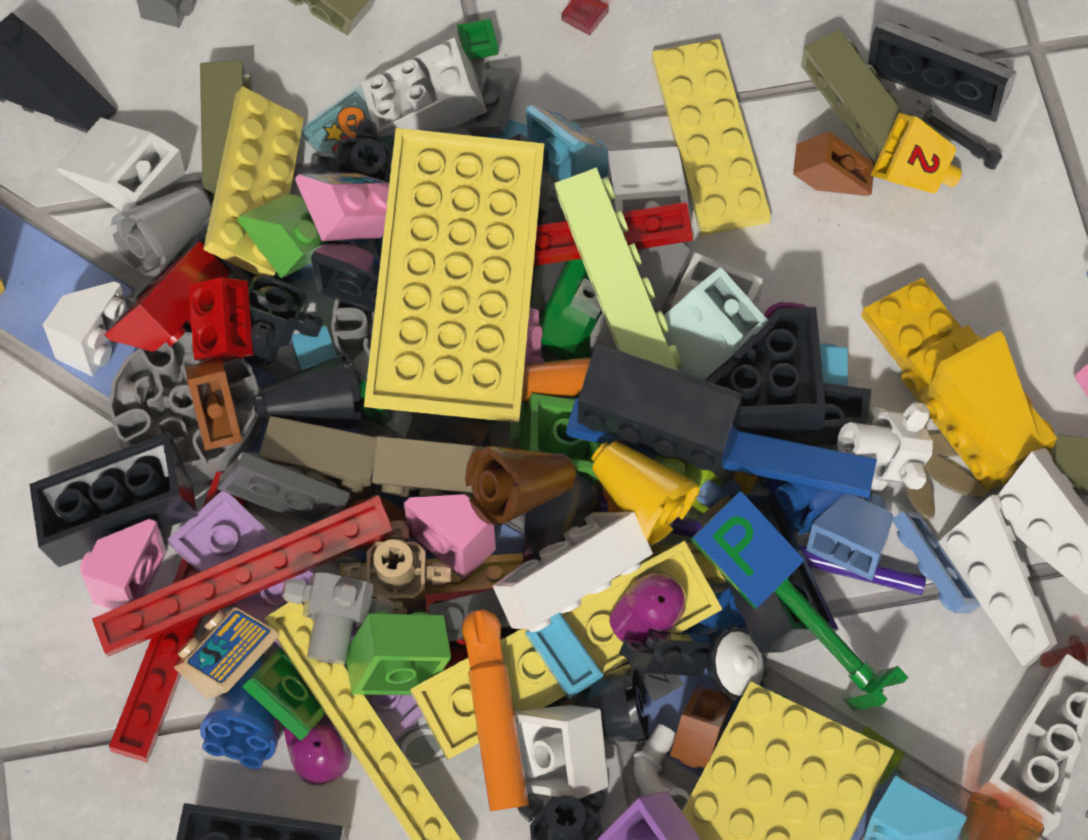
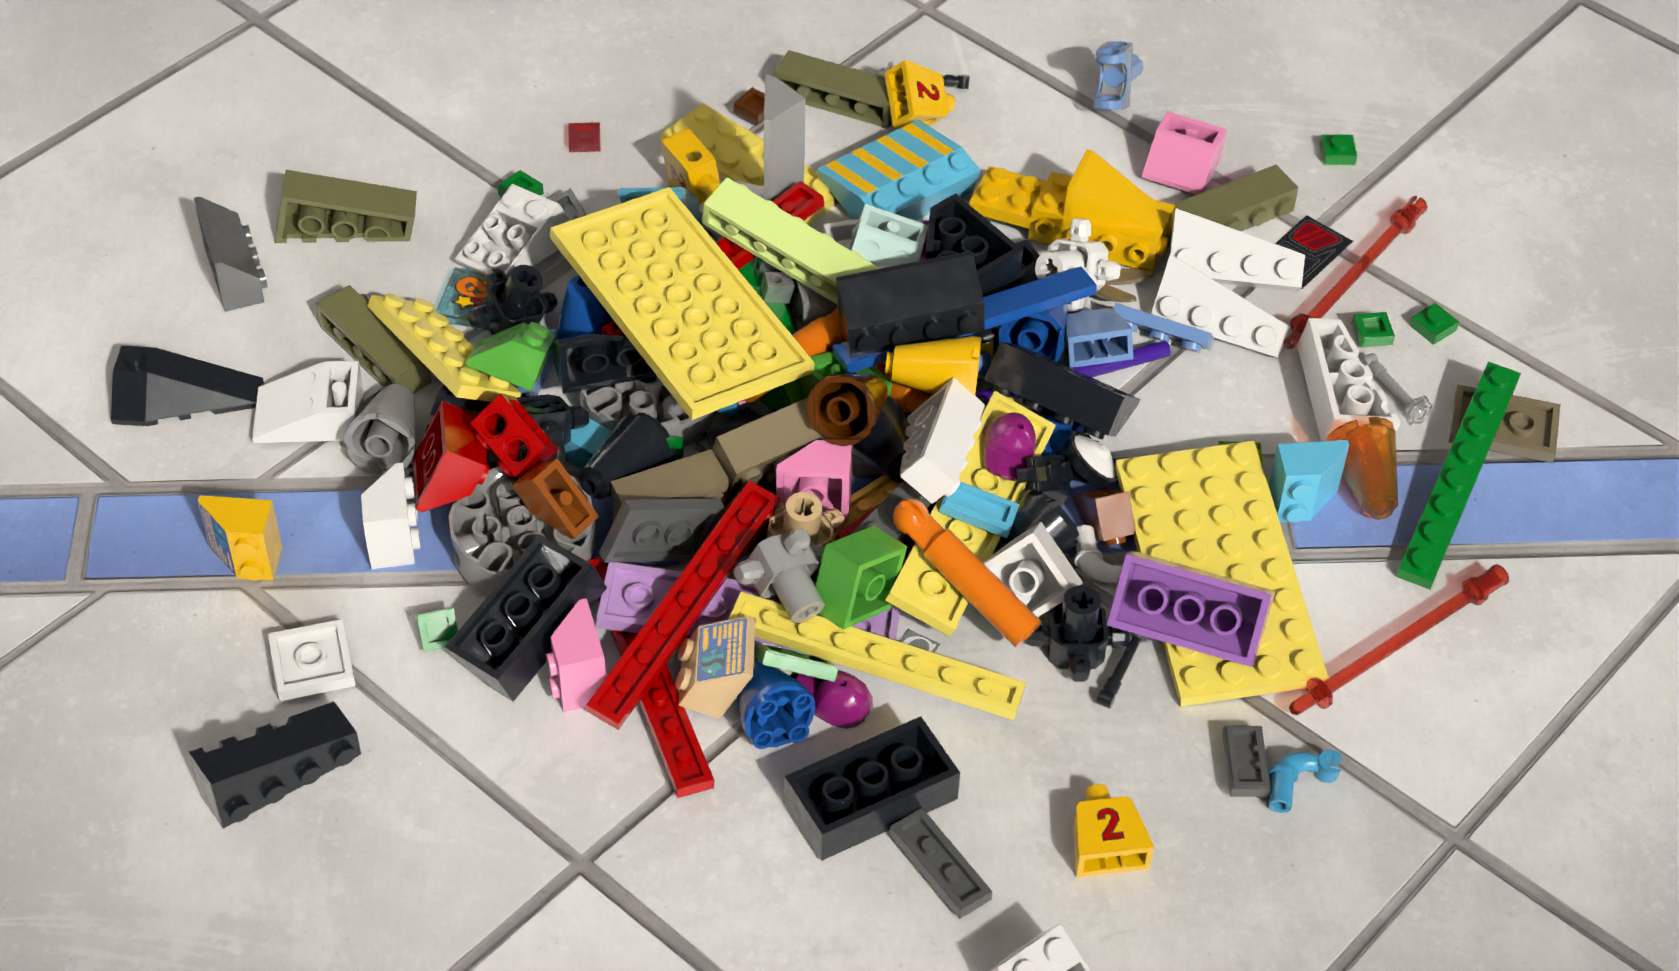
camera: 40 degrees left, 15 degrees down
(49, 455) = (436, 628): none -> plate
(345, 205) = (549, 309): bright pink slope -> none
(632, 130) = (697, 173): none -> yellow torso
(679, 156) = (782, 138): none -> light grey slope
(759, 563) = (1071, 368): piece -> none
(765, 71) = (751, 106): none -> reddish brown plate
(826, 236) = (901, 173): none -> medium azure slope
(833, 166) = (852, 131): dark orange slope -> none
(940, 70) = (875, 42): black slope -> none

